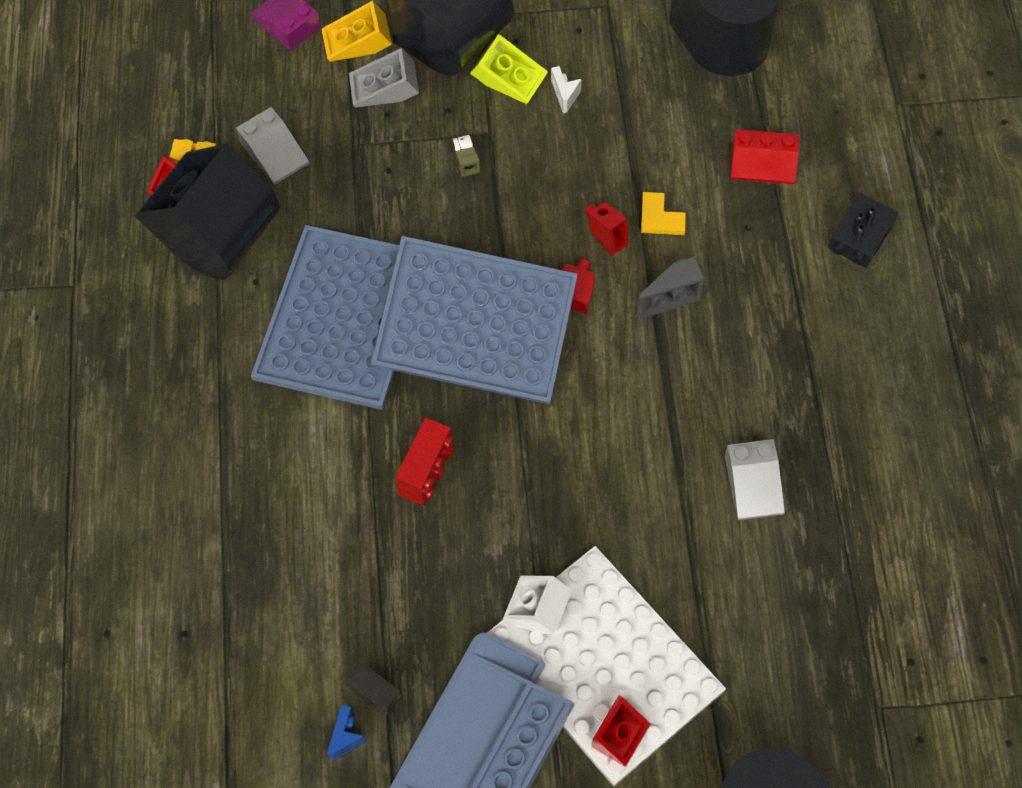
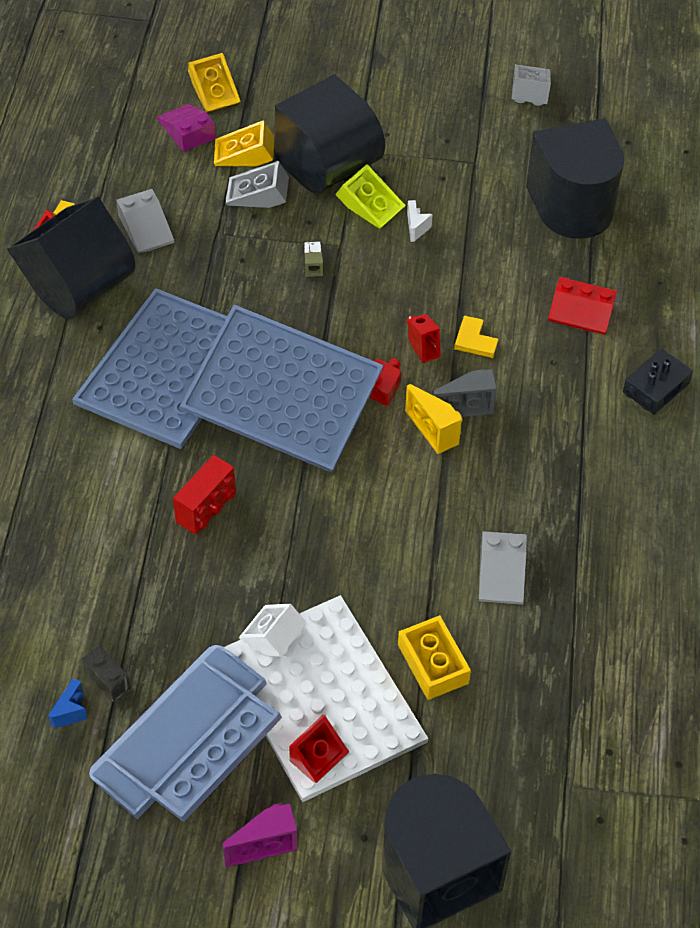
camera: 10 degrees right, 10 degrees down
(643, 322) = (433, 418): none -> yellow slope
(711, 598) = (434, 657): none -> yellow brick

